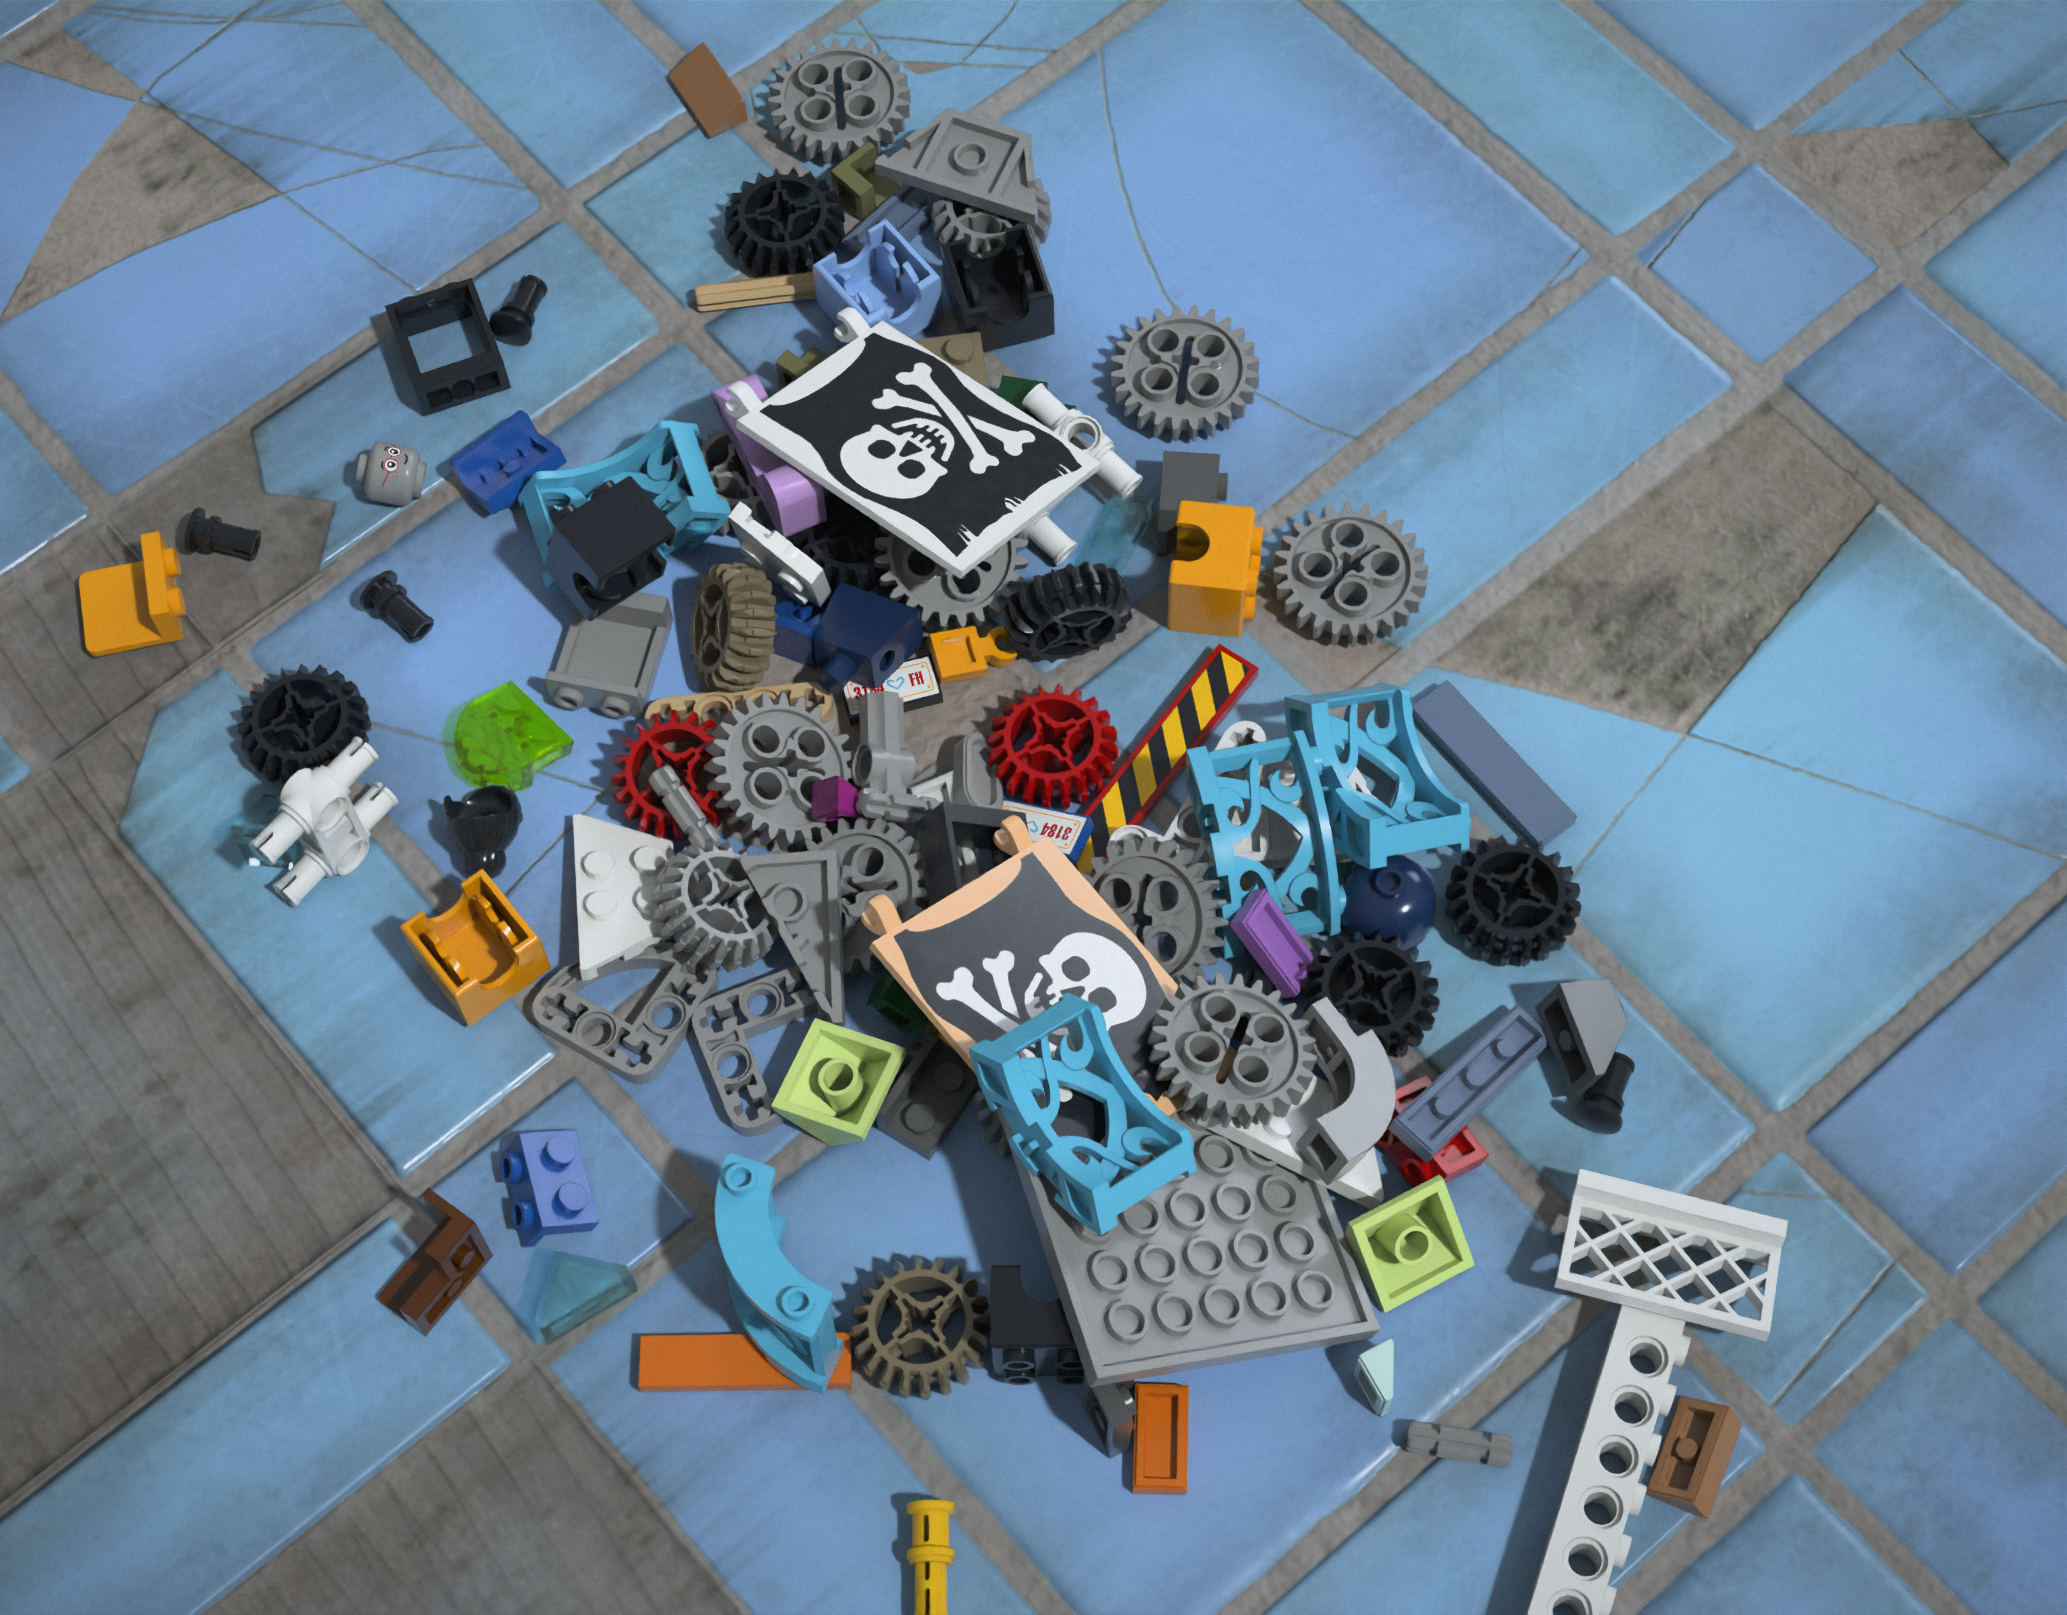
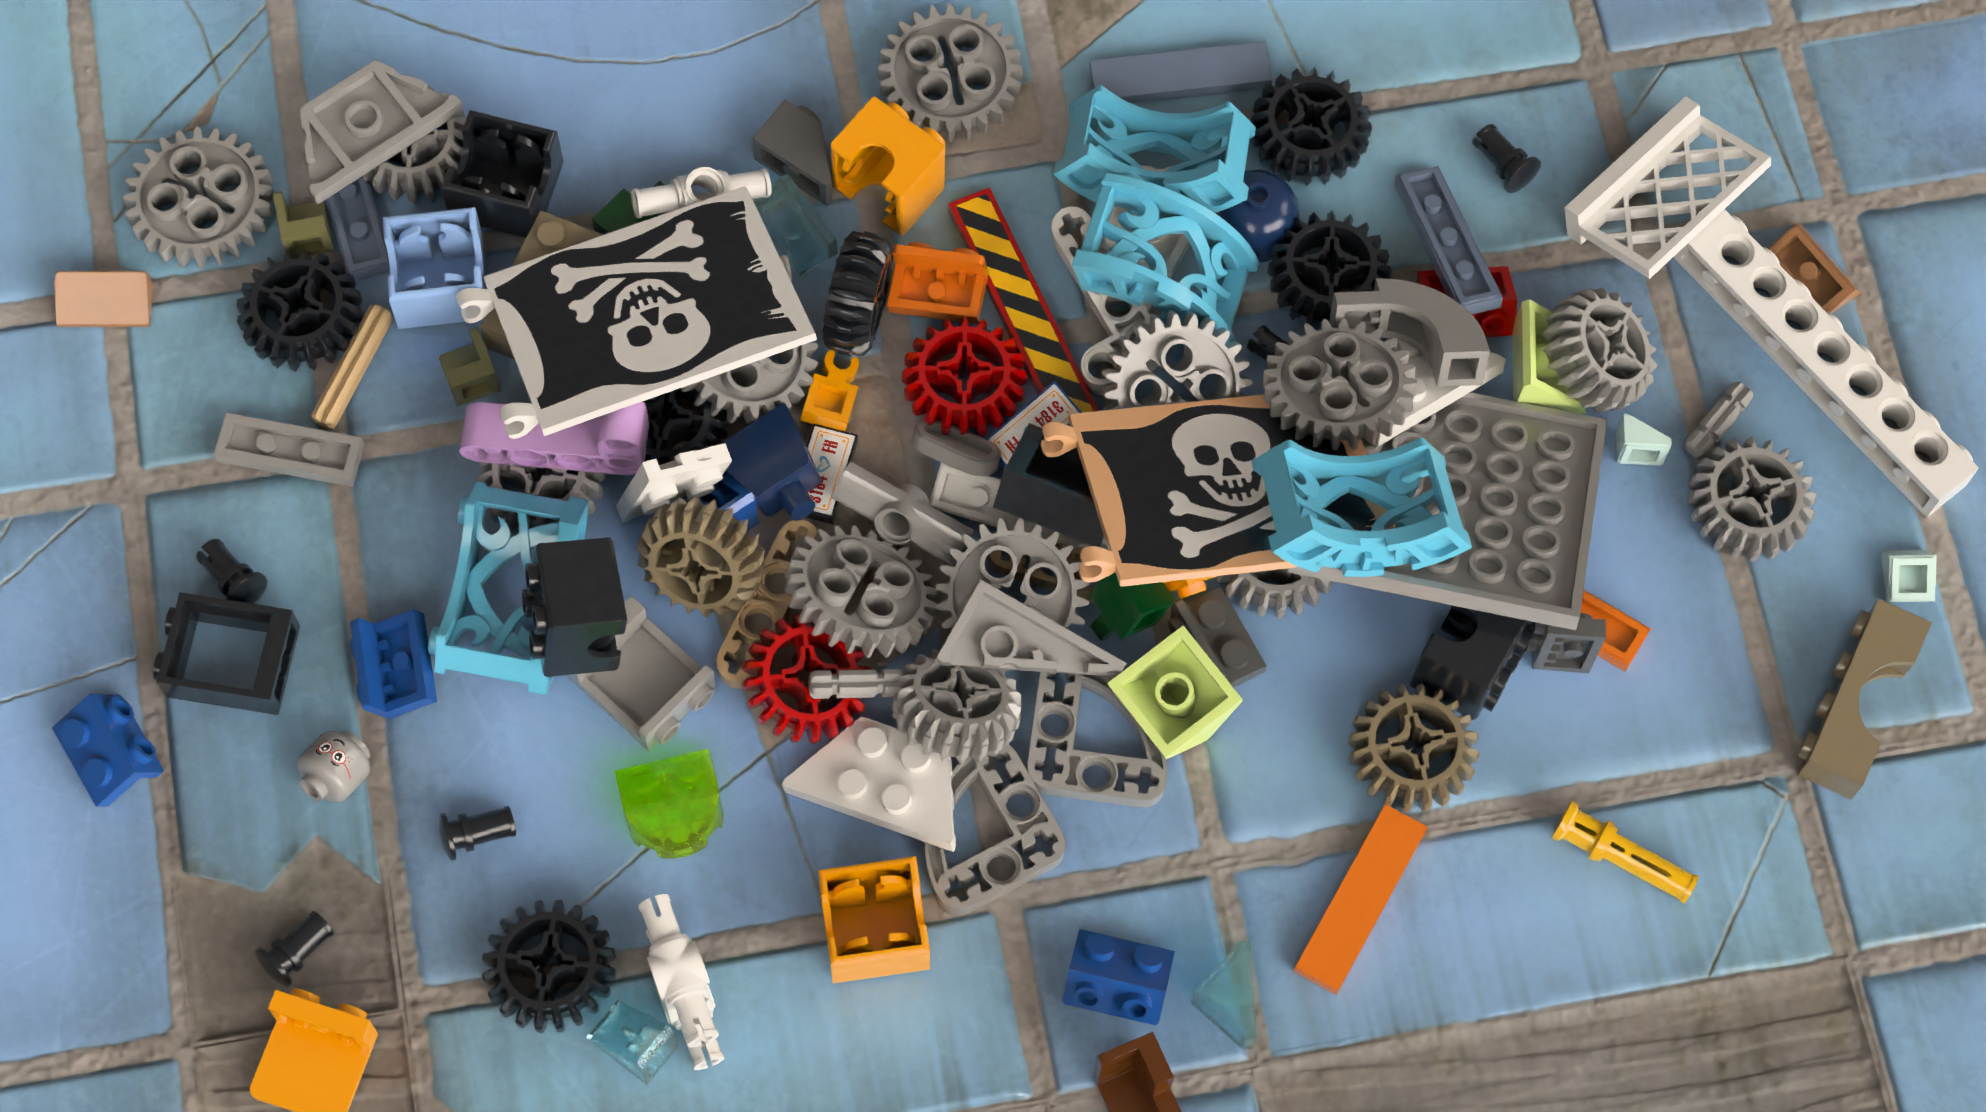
camera: 65 degrees left, 5 degrees up
(323, 313) = (106, 746): none -> blue bracket
(483, 828) = (751, 861): black piece -> none
(656, 288) = (289, 449): none -> light grey plate
(772, 1300) = (1325, 836): medium azure fence -> none
(834, 800) = (925, 559): magenta slope -> none
(894, 805) = (961, 515): light grey axle -> none
(1128, 676) = (937, 282): none -> orange bracket
(1142, 366) = (650, 110): light grey gear -> none
(1273, 942) = (1250, 309): medium lavender tile -> none
(1406, 1534) = (1746, 468): none -> light grey gear
(1440, 1238) = (1599, 350): none -> light grey gear
(1583, 1029) = (1455, 141): slope -> none

